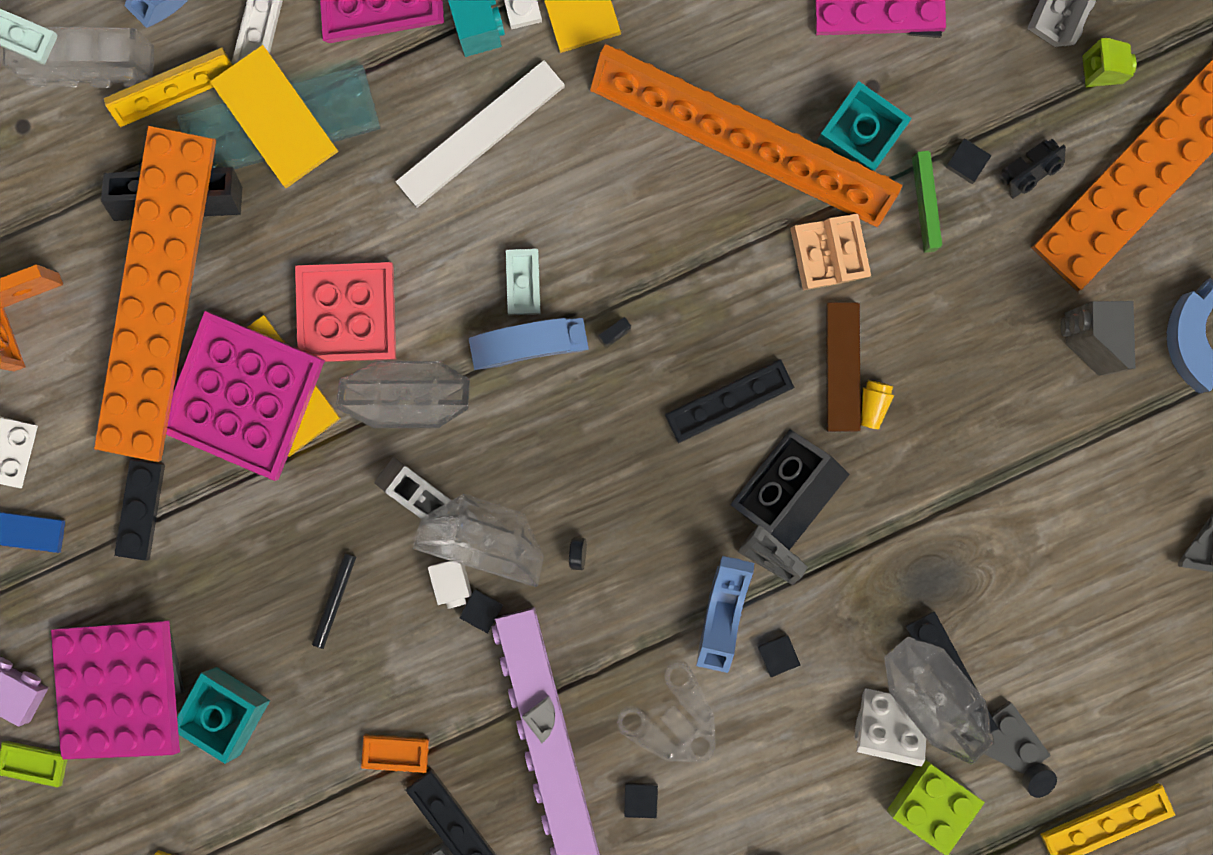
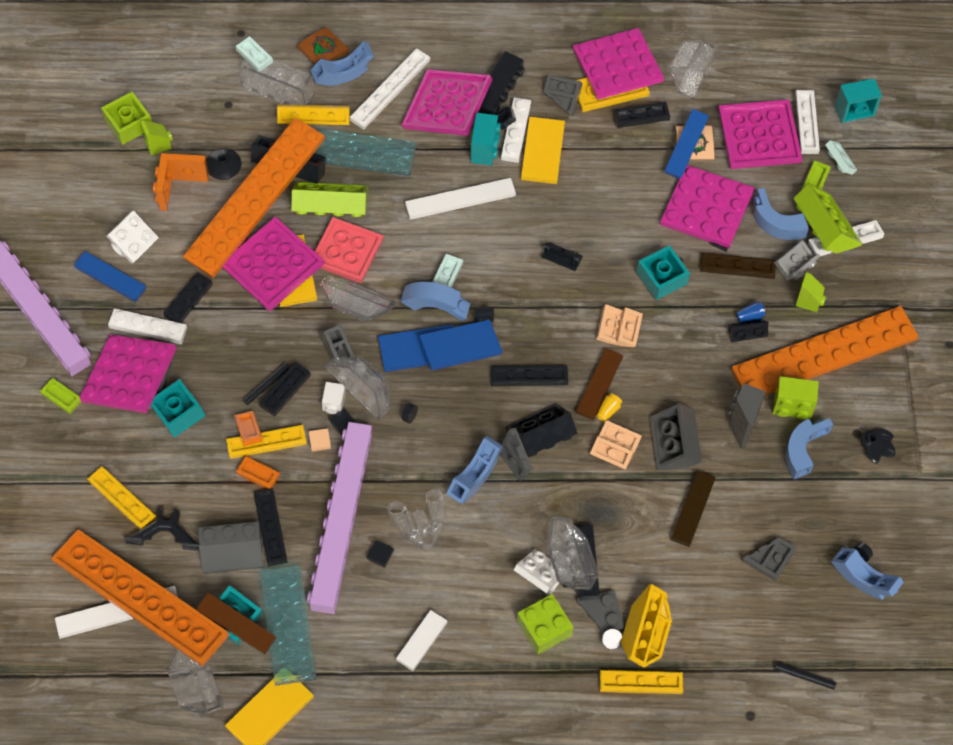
camera: 15 degrees right, 25 degrees down
(84, 246) = (225, 169): none -> black dish
(101, 586) = (147, 326): none -> white plate
(273, 231) = (330, 198): none -> lime slope
(274, 116) = (359, 146): yellow tile -> none
(345, 692) = (248, 428): none -> orange tile
(368, 599) = (284, 389): none -> black plate
(382, 696) = (272, 441): none -> yellow tile
(461, 657) = (319, 440): none -> light nougat tile
(538, 432) = (404, 349): none -> blue tile
(541, 718) = (348, 479): light grey tile -> none
(602, 402) = (460, 345): none -> blue tile
(688, 167) = (561, 256): none -> black hinge
(743, 136) = (598, 250): orange plate -> none
(779, 655) = (494, 512): black tile -> none
(912, 460) = (616, 445): none -> light nougat slope
(927, 201) = (682, 321): bright green tile -> none
(968, 161) = (714, 313): black tile -> none
(970, 56) = (738, 265): none -> dark brown tile
(999, 412) = (675, 438): none -> dark grey slope
(1027, 134) = (751, 312): none -> blue cone
(1071, 513) = (693, 509): none -> dark brown tile
(1086, 750) = (647, 627): none -> yellow wedge
(1161, 265) = (795, 397): none -> lime brick

